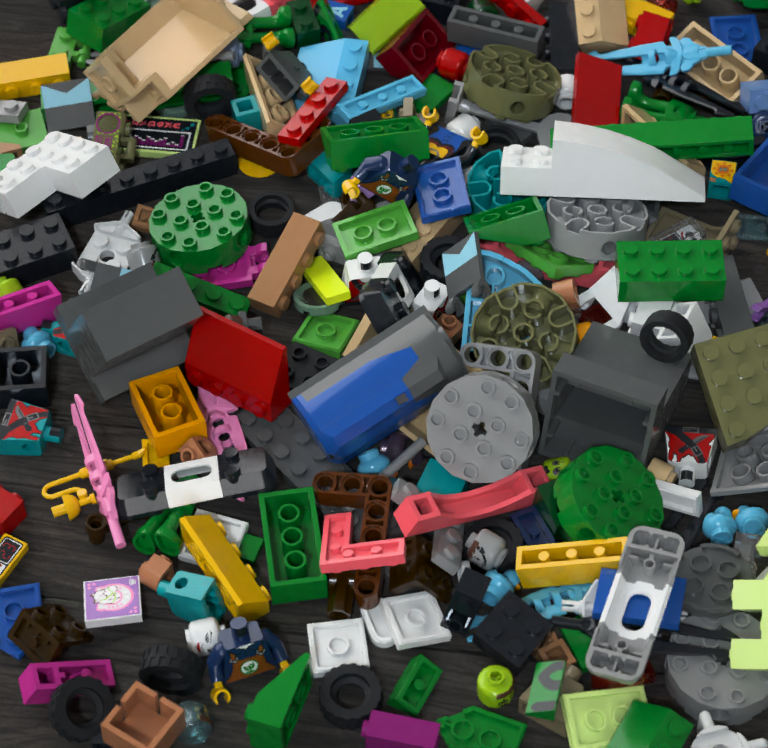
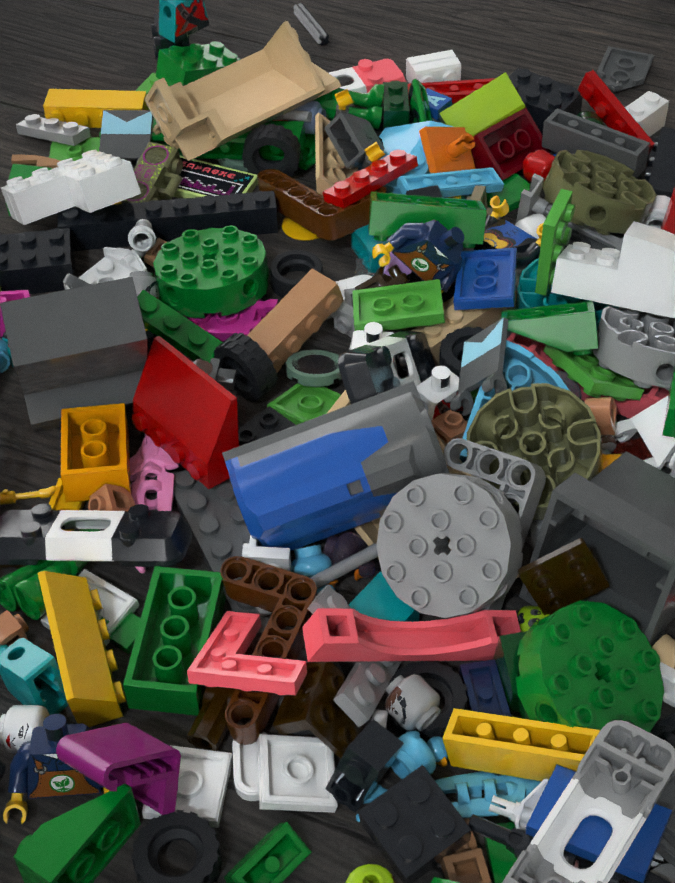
camera: 15 degrees right, 5 degrees down
(126, 206) = (142, 236): none -> white cone
(246, 111) = (304, 170): teal brick -> none
(267, 304) = (253, 367): none -> black tyre
(300, 635) = (129, 756): none -> magenta piece
(326, 282) = (326, 349): neon yellow tile -> none
(348, 465) = (269, 555): none -> white bracket
(370, 67) = (447, 148): none -> orange tile
(493, 146) = (554, 238): none -> bright green plate
(573, 433) = (563, 577): none -> dark brown bracket

